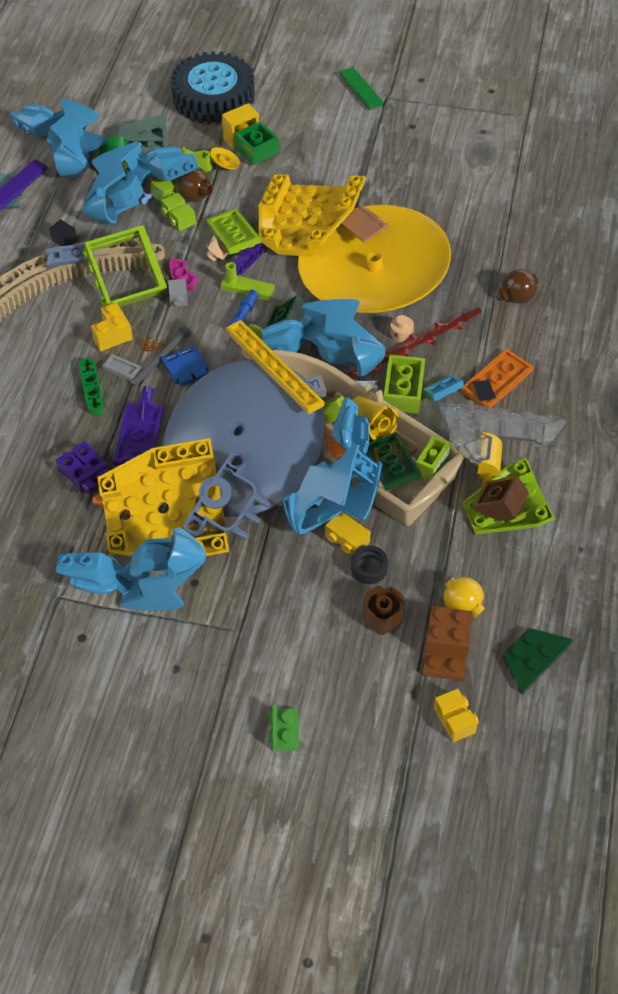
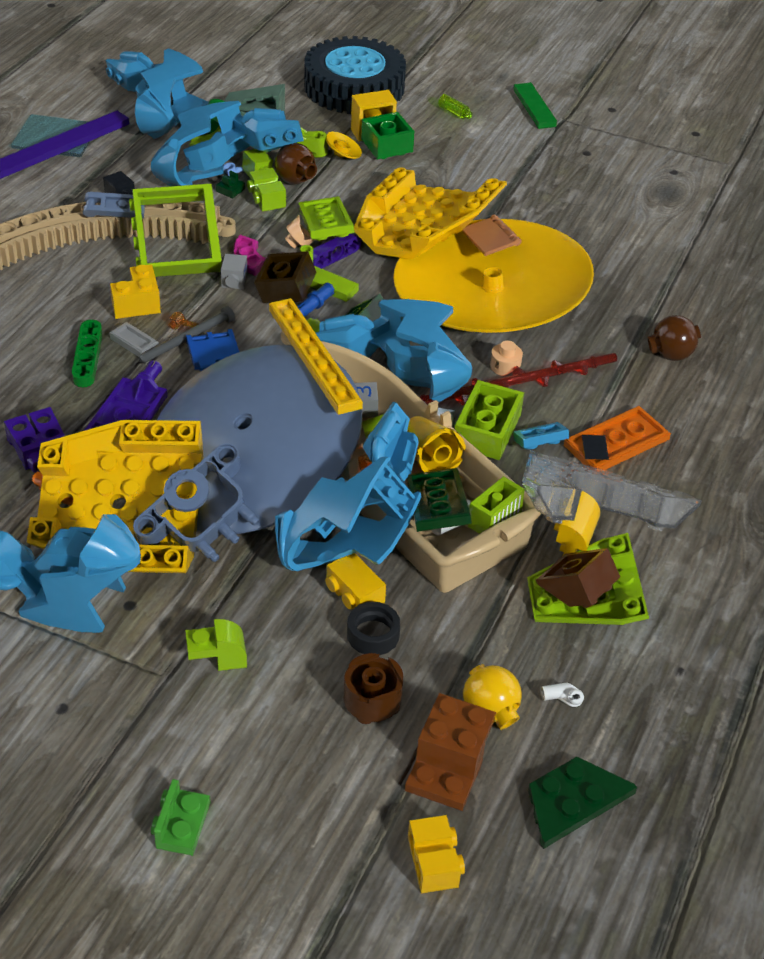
camera: 10 degrees right, 10 degrees down
(147, 213) = (230, 185): none -> dark green tile
(220, 292) = (285, 277): none -> dark brown brick
(270, 599) = (221, 641): none -> lime brick
(299, 102) = (454, 106): none -> clear neon green cylinder
(508, 583) = (564, 692): none -> white arm

